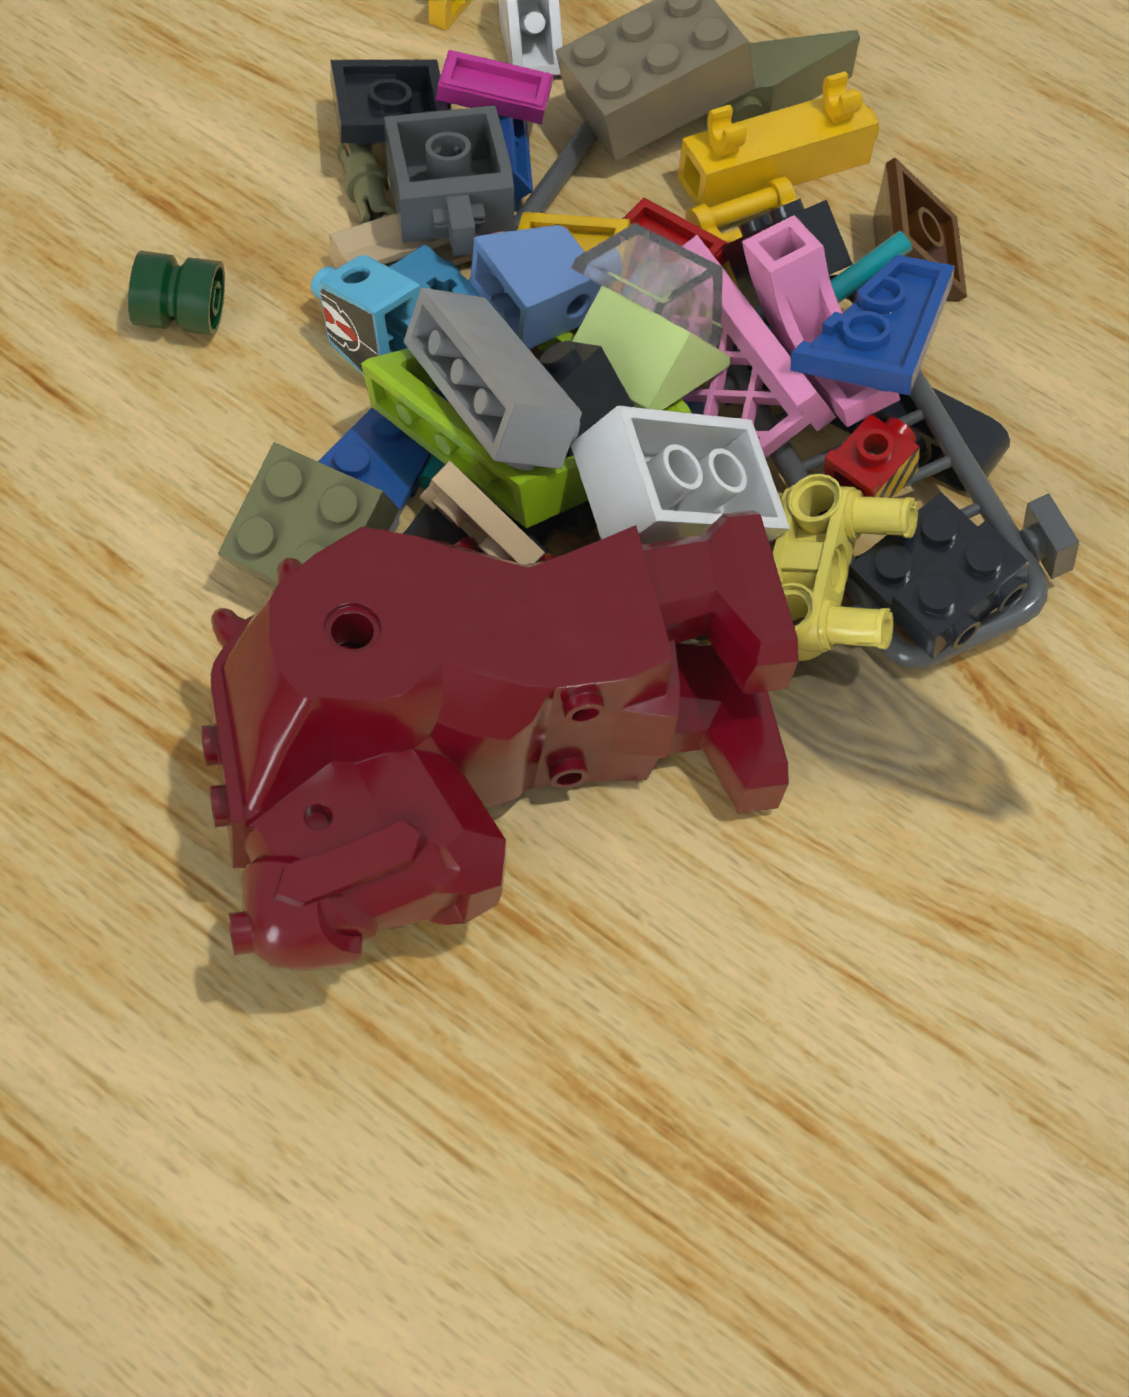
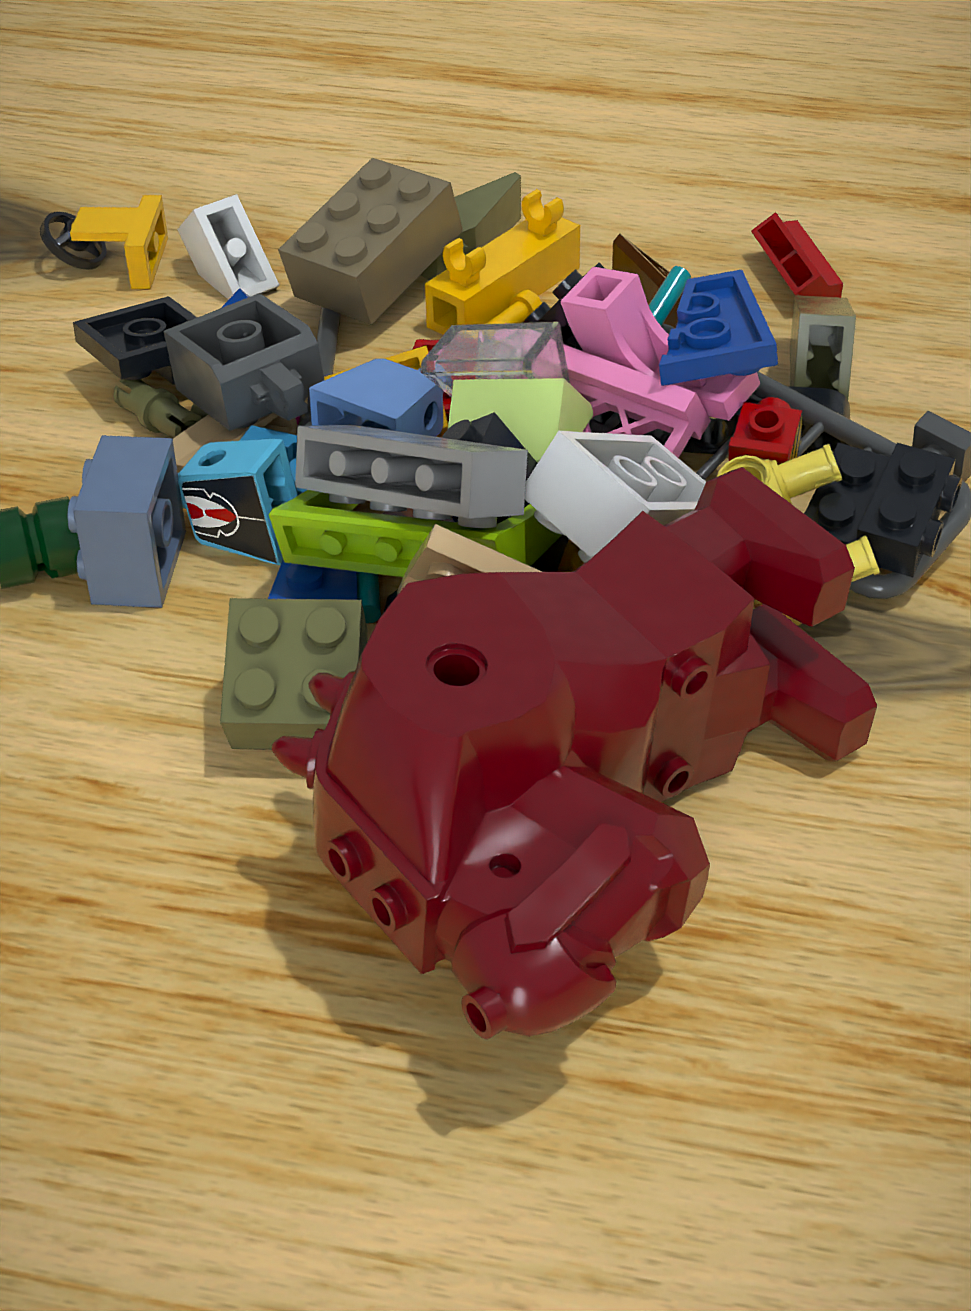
camera: 20 degrees left, 15 degrees down
(260, 307) = (128, 521): none -> sand blue brick
(487, 82) = (214, 291): dark pink tile -> none
(1025, 362) = (822, 343): none -> olive slope
(1081, 248) = (797, 258): none -> red piece

